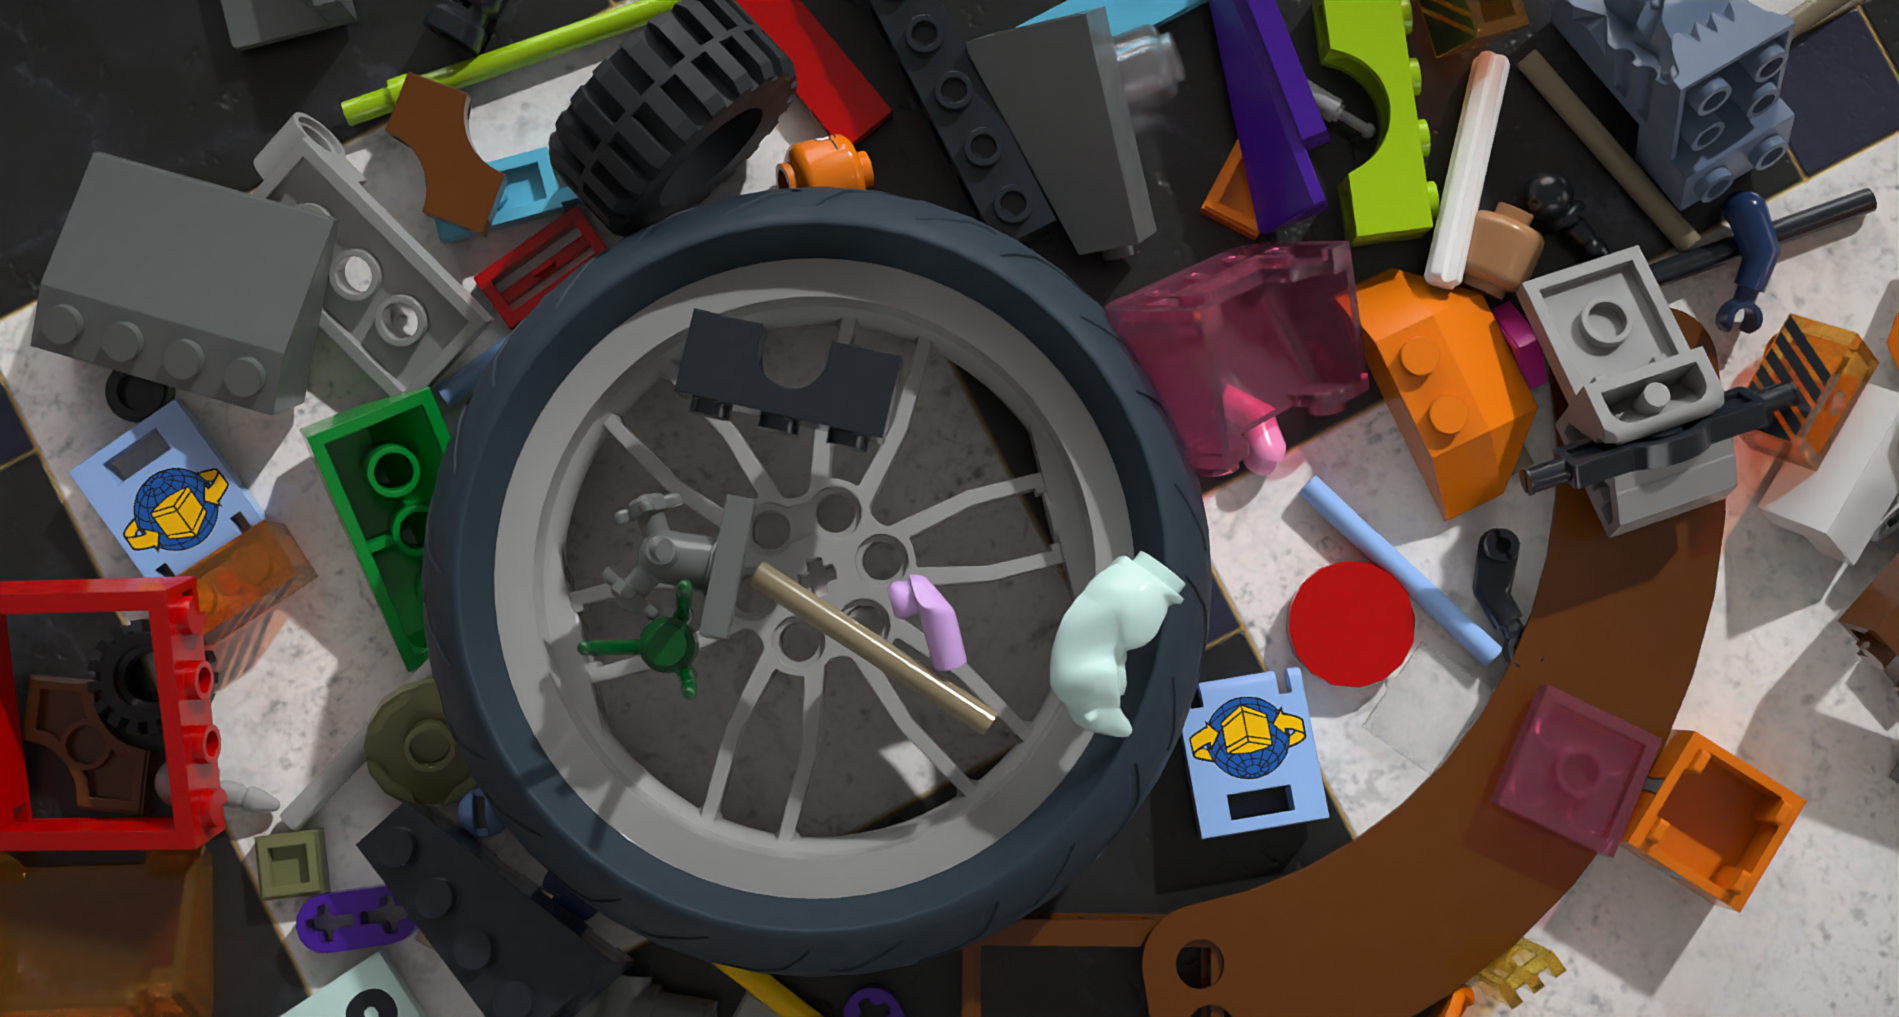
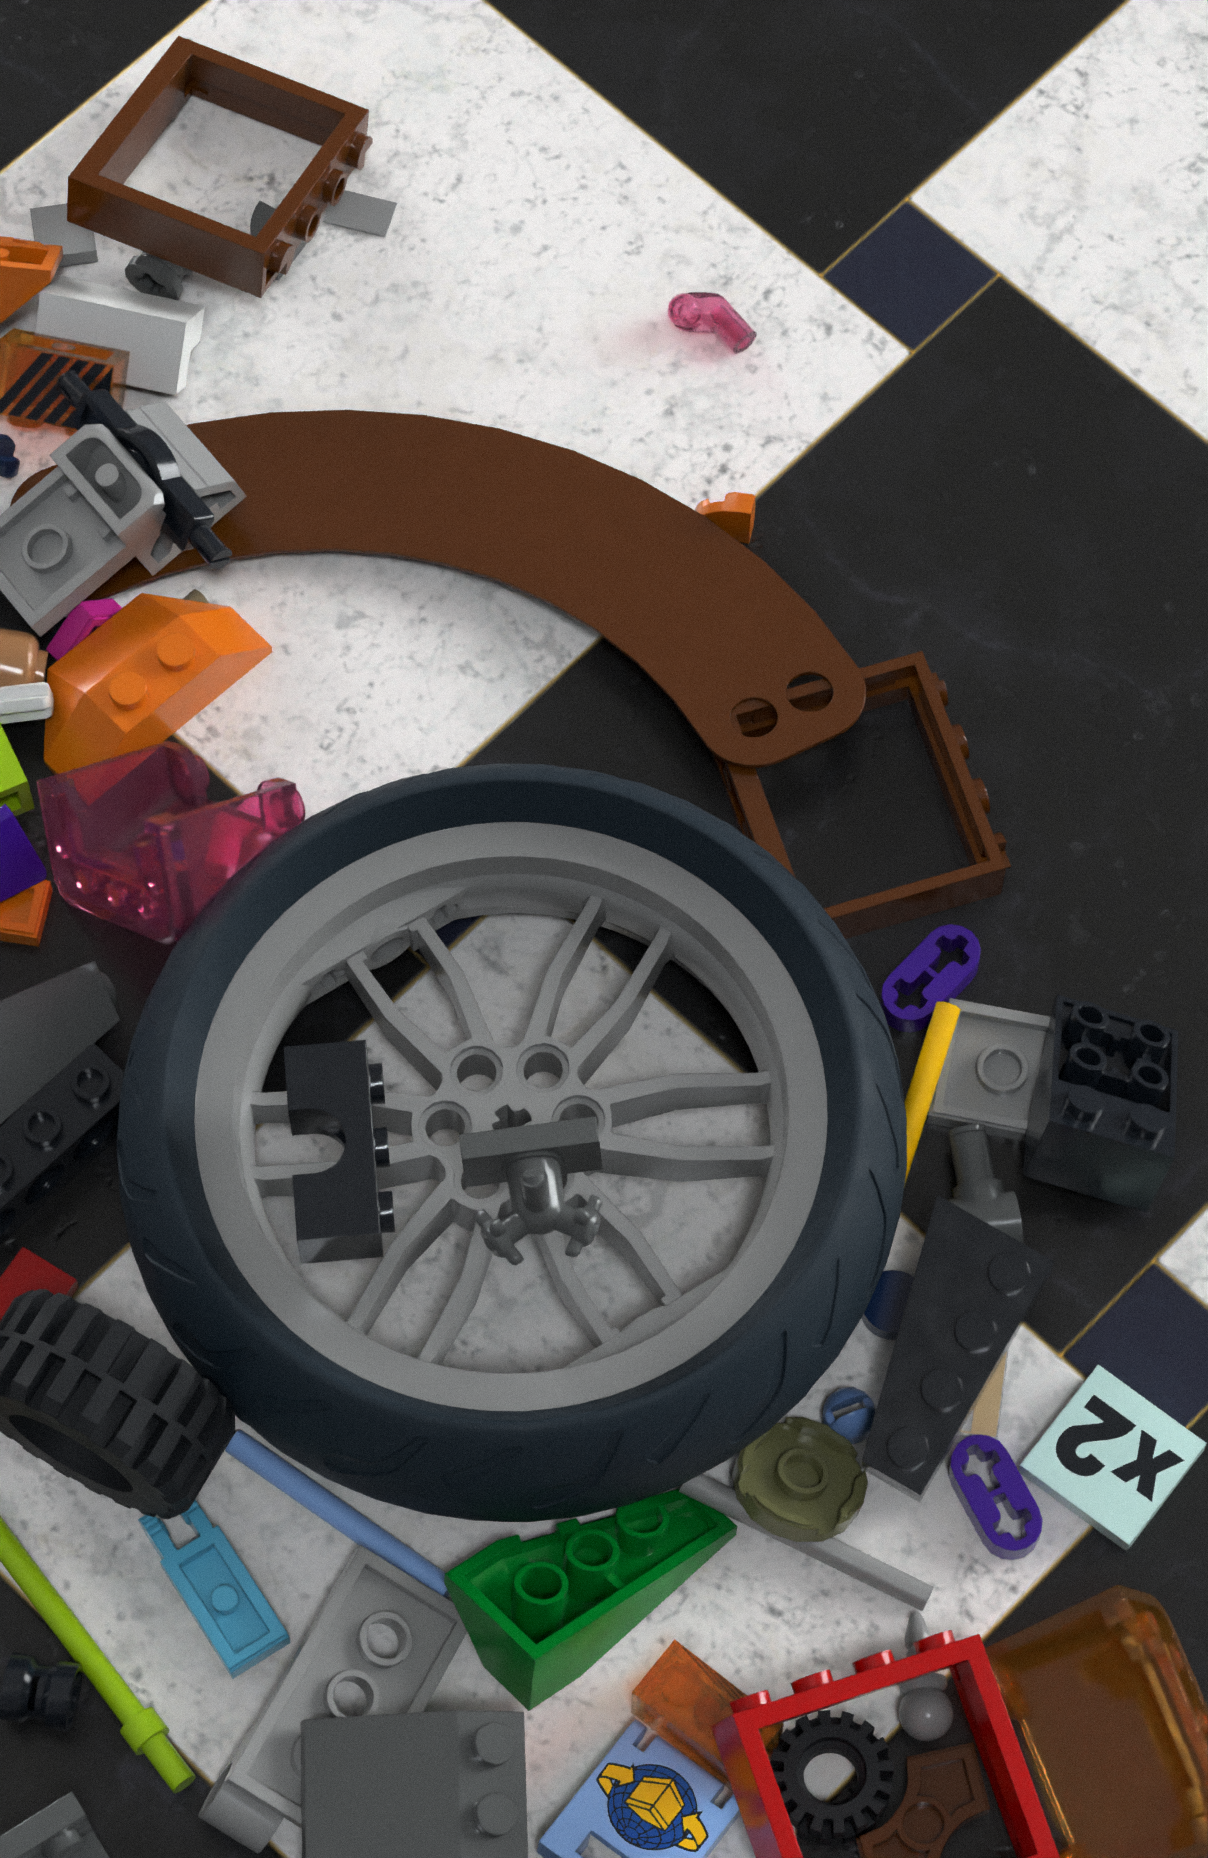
camera: 105 degrees left, 20 degrees down
(292, 864) = (968, 1583): olive tile -> none
(436, 127) = (174, 1670): reddish brown tile -> none
(528, 250) = (329, 1568): red tile -> none
(664, 644) = (618, 1177): dark green plant -> none
(825, 163) = (110, 1280): orange head -> none
(873, 648) = (563, 1008): dark tan bar -> none
(936, 616) = (510, 967): lavender arm -> none
(1111, 616) = (458, 809): light aqua animal -> none
(1248, 742) = (539, 727): light blue container -> none
(1350, 624) = (396, 699): red tile -> none
(1408, 576) = (331, 673): light blue bar -> none
(1427, 708) = (453, 613): clear piece -> none
(1493, 585) = (319, 590): black arm -> none
(1504, 987) = (676, 461): clear yellow tile -> none
(1576, 770) = (467, 469): clear pink plate -> none
(1710, 819) = (474, 356): orange container -> none

